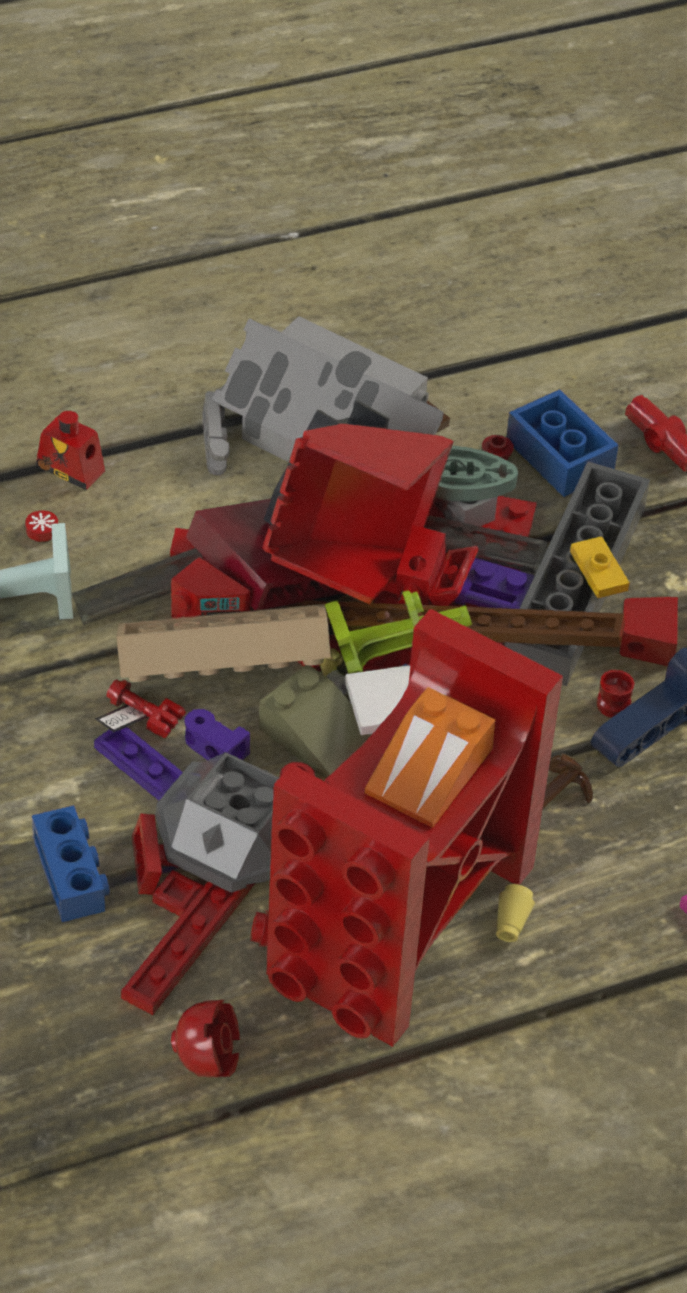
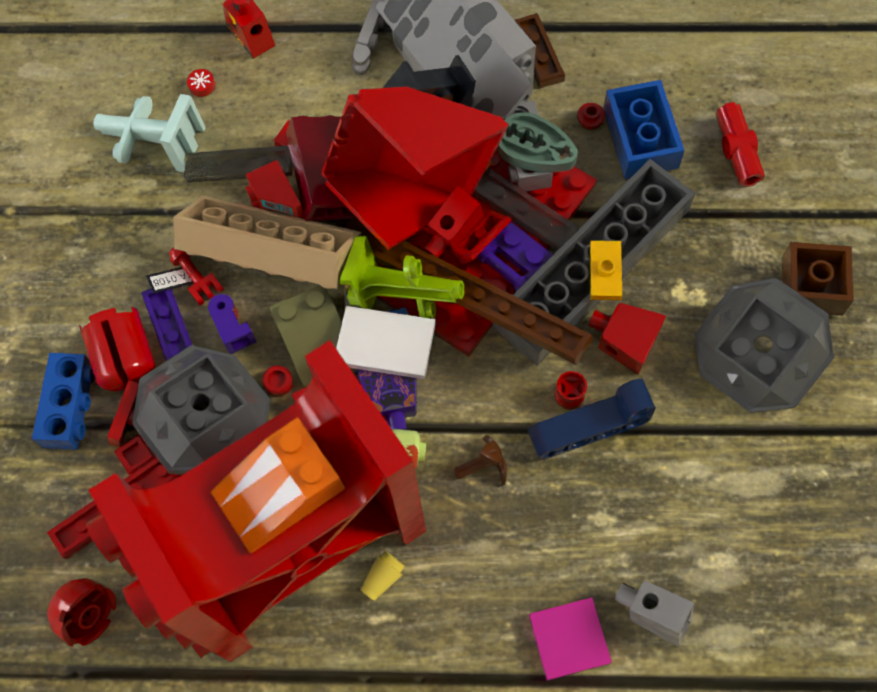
camera: 30 degrees right, 20 degrees up
(106, 791) = (117, 348): none -> red cylinder

